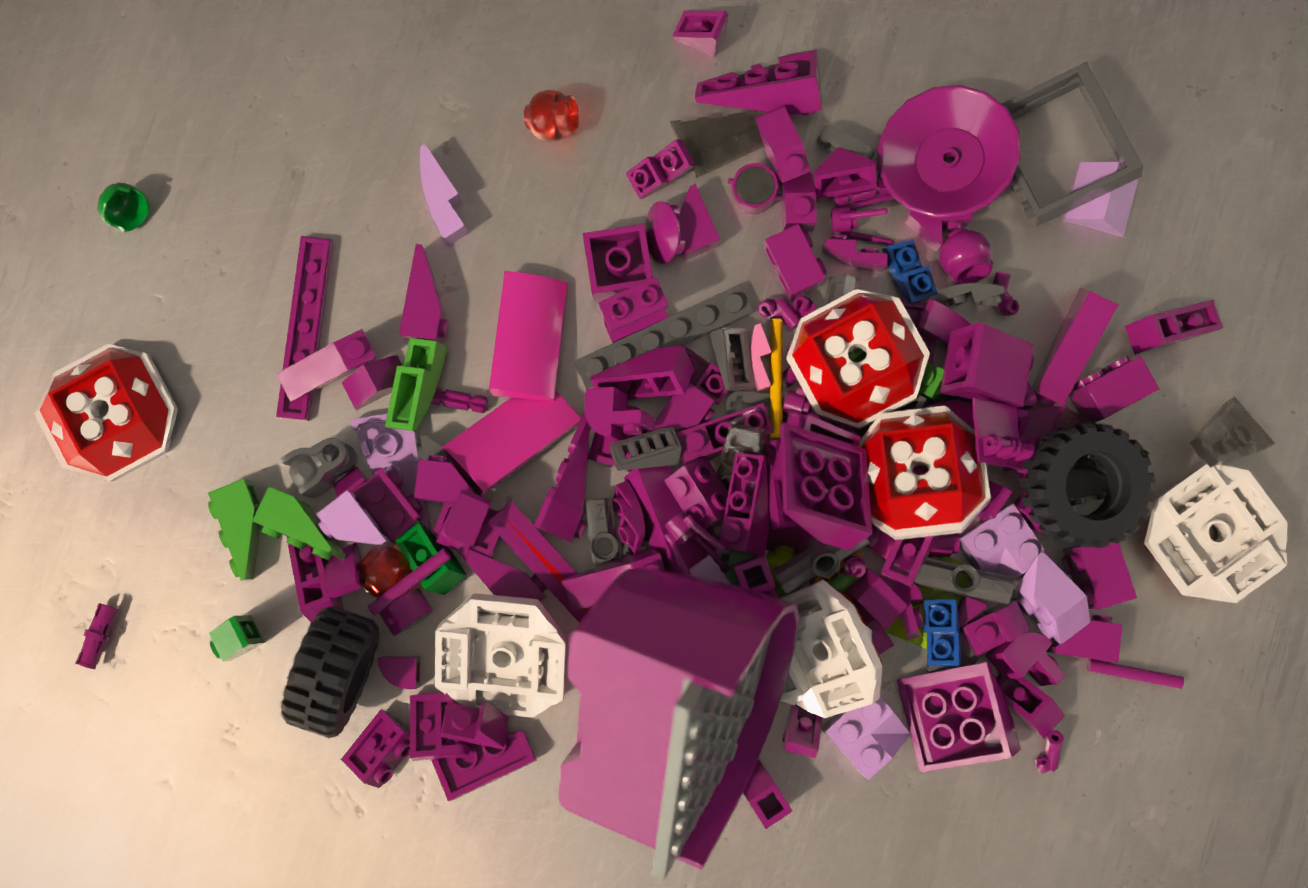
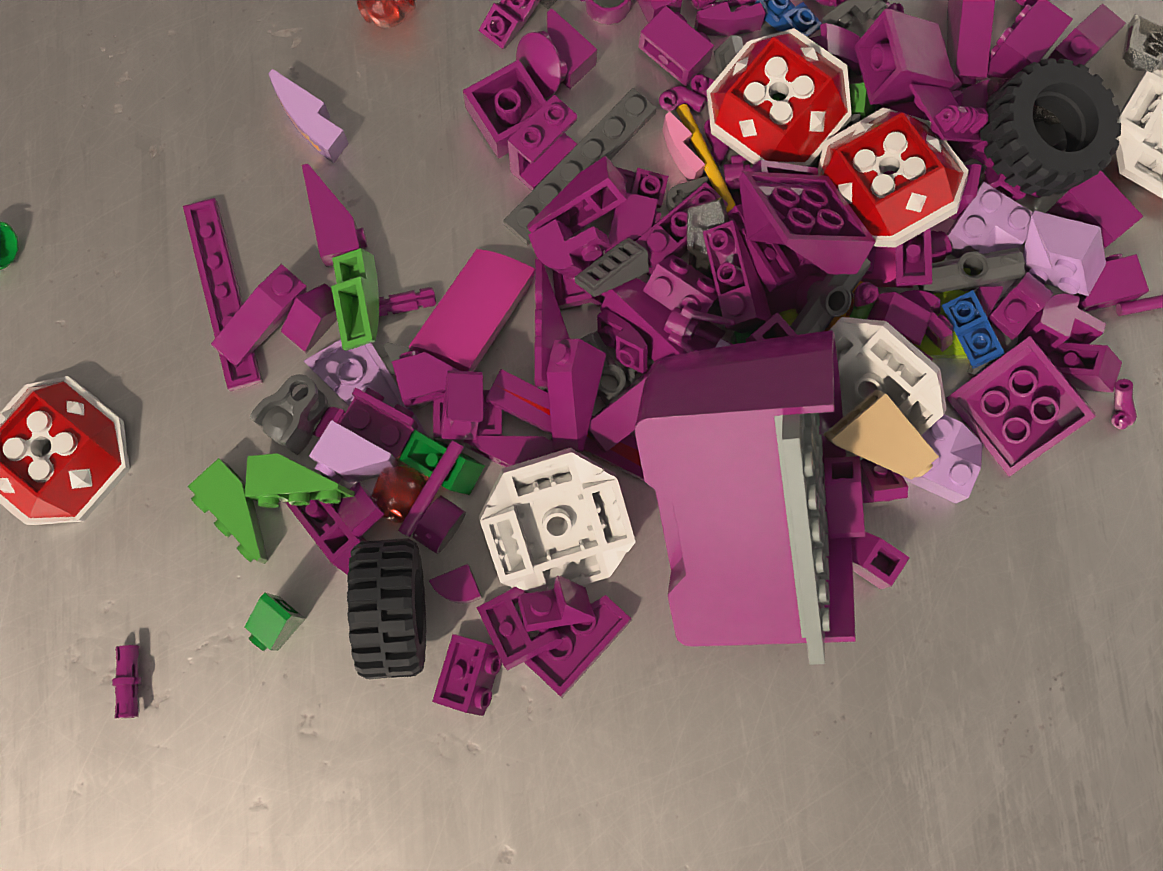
camera: 25 degrees left, 5 degrees down
(528, 337) = (450, 212): dark pink slope -> none
(564, 545) = (572, 390): none -> magenta slope
(740, 346) = (653, 151): dark grey slope -> none
(757, 737) = (844, 497): none -> magenta slope
(811, 700) = (883, 436): none -> tan slope
(1174, 405) = (1089, 36): none -> magenta slope

